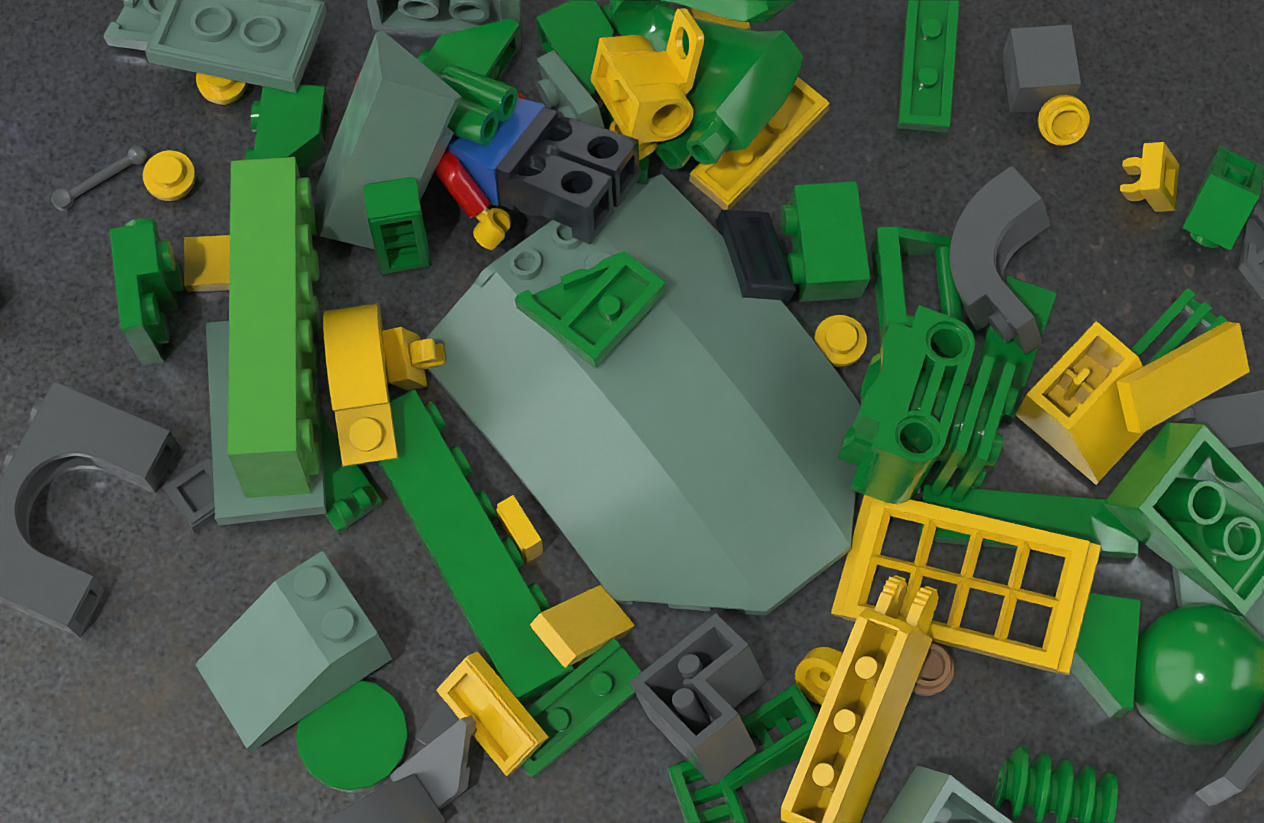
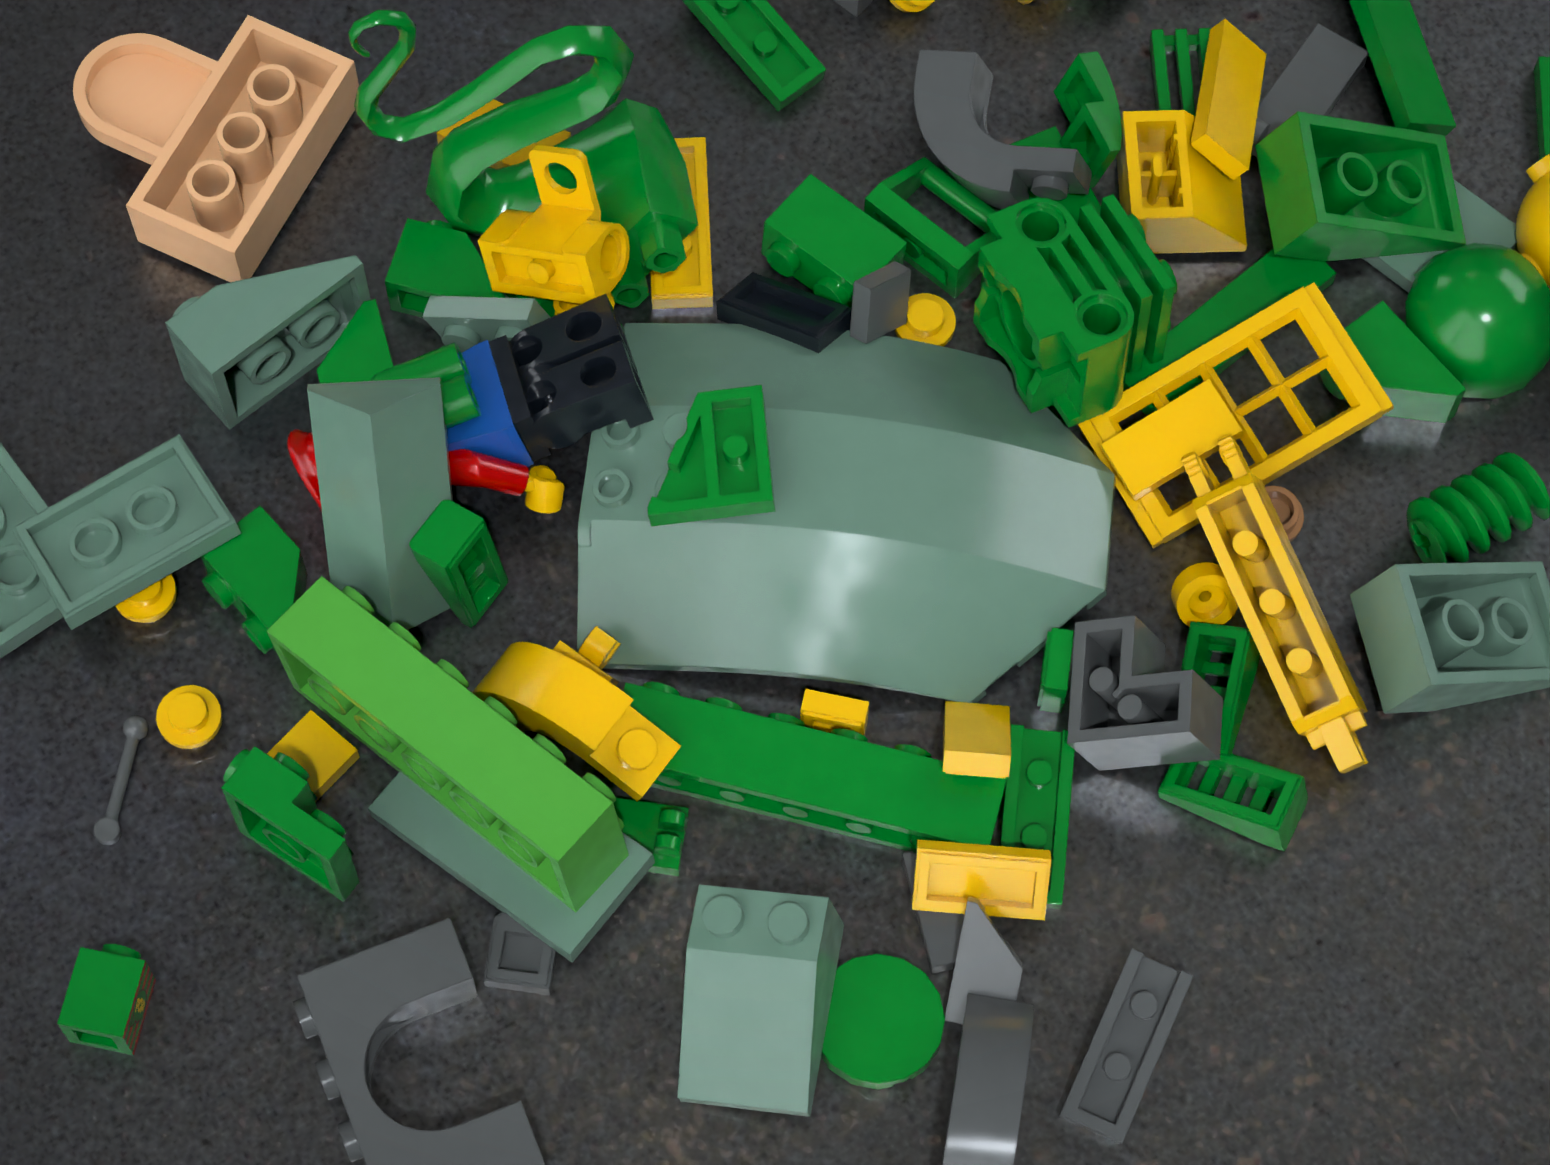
camera: 45 degrees left, 5 degrees down
(680, 627) = (1055, 670): none -> green tile
(814, 301) = (880, 302): none -> dark grey tile
(918, 557) = (1154, 446): none -> yellow tile
(1074, 315) = (1092, 111): none -> green slope

